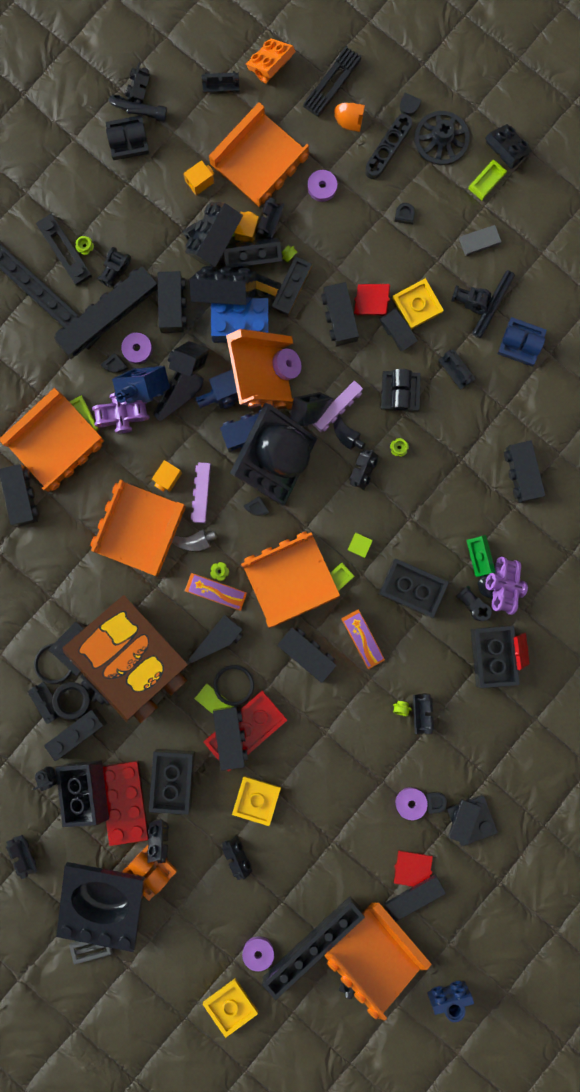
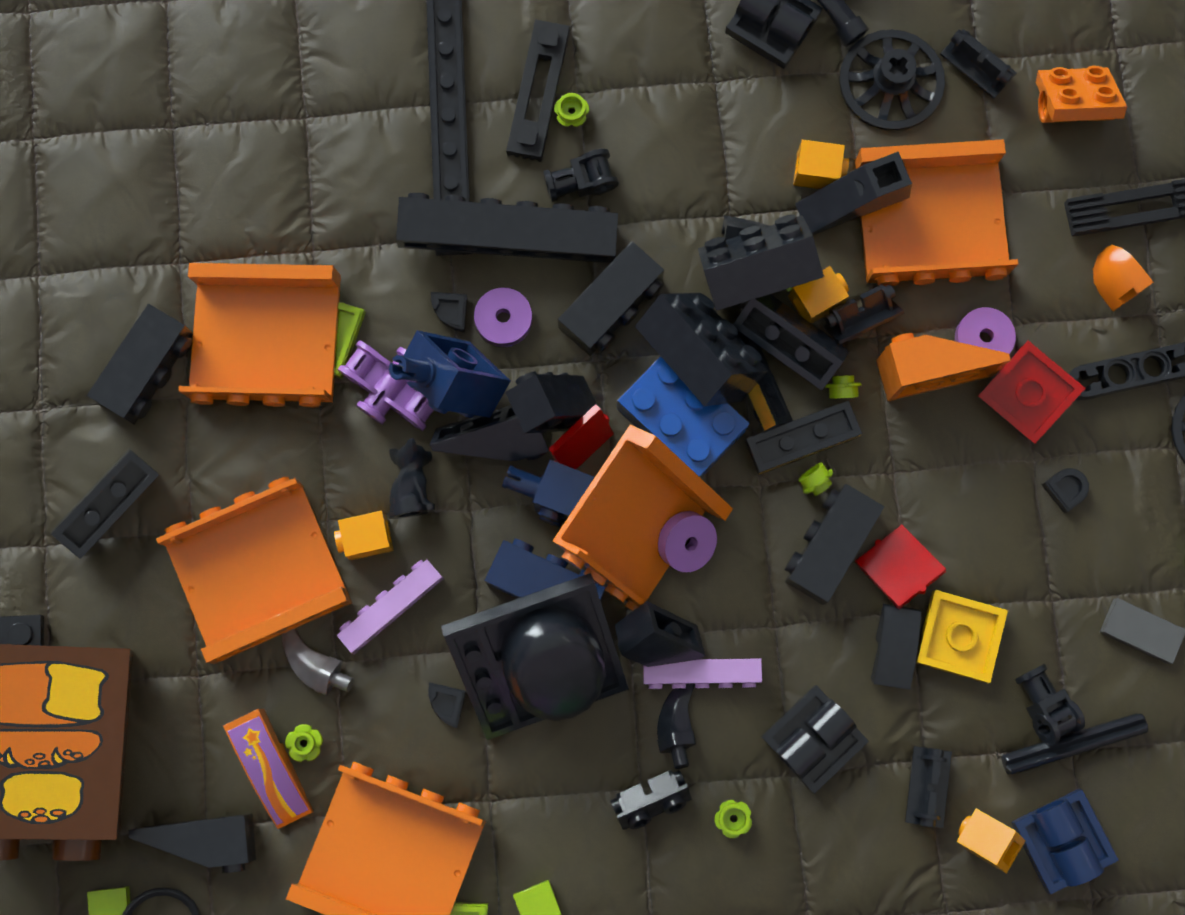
camera: 45 degrees right, 5 degrees down
(58, 556) = (104, 503): none -> black brick
(167, 445) = (408, 491): none -> black animal
(193, 117) = (894, 77): none -> black wheel
(212, 362) = (582, 439): none -> red piece
(224, 173) = (857, 194): none -> black slope
(311, 297) = (816, 479): none -> lime plate
(313, 211) = (932, 363): none -> orange slope
(358, 189) = (1031, 392): none -> red plate
(495, 365) = (990, 840): none -> light orange brick

